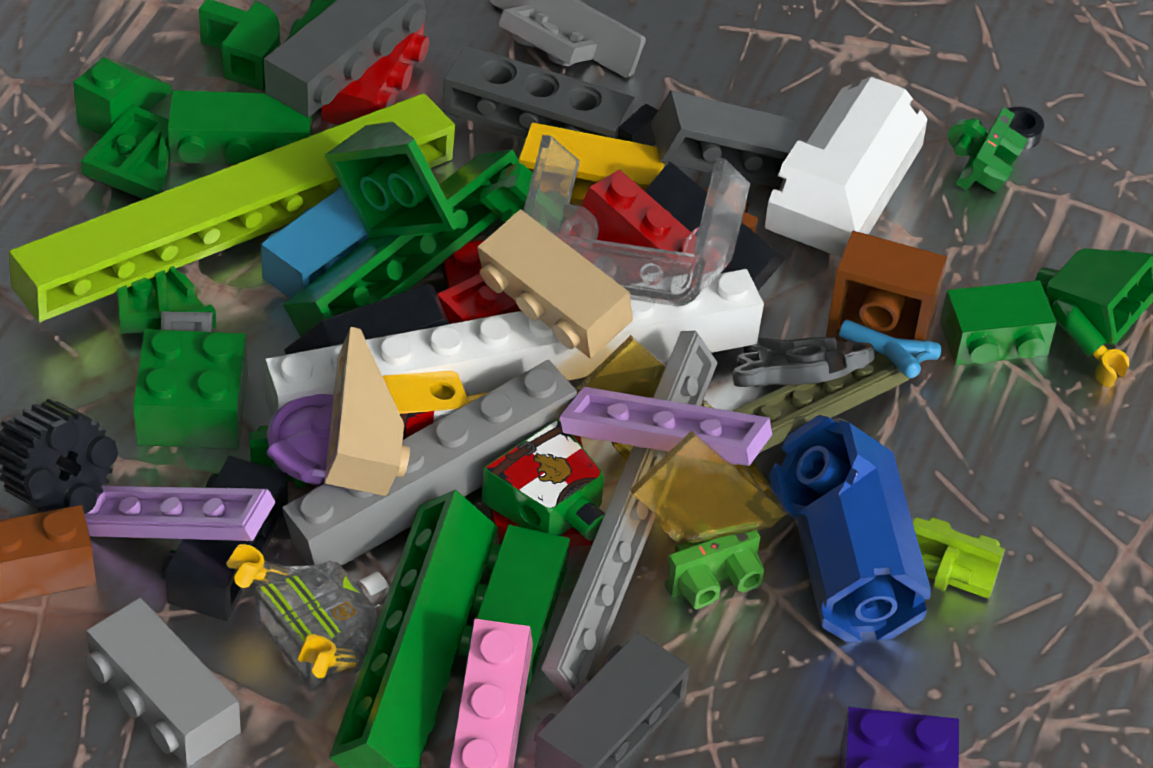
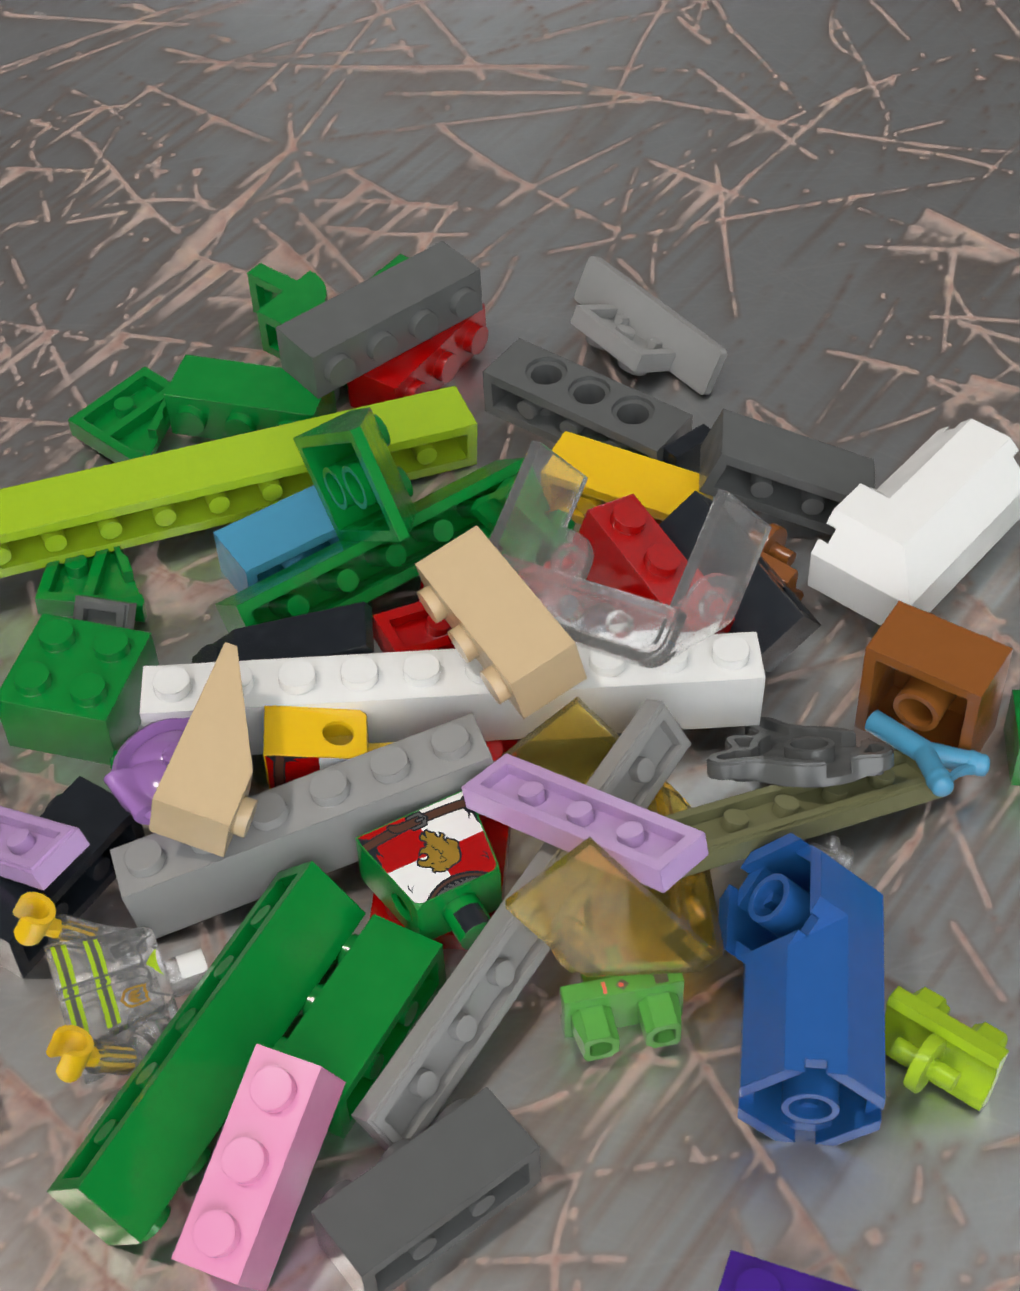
camera: 20 degrees right, 0 degrees up
(111, 89) = (128, 344): green slope -> none

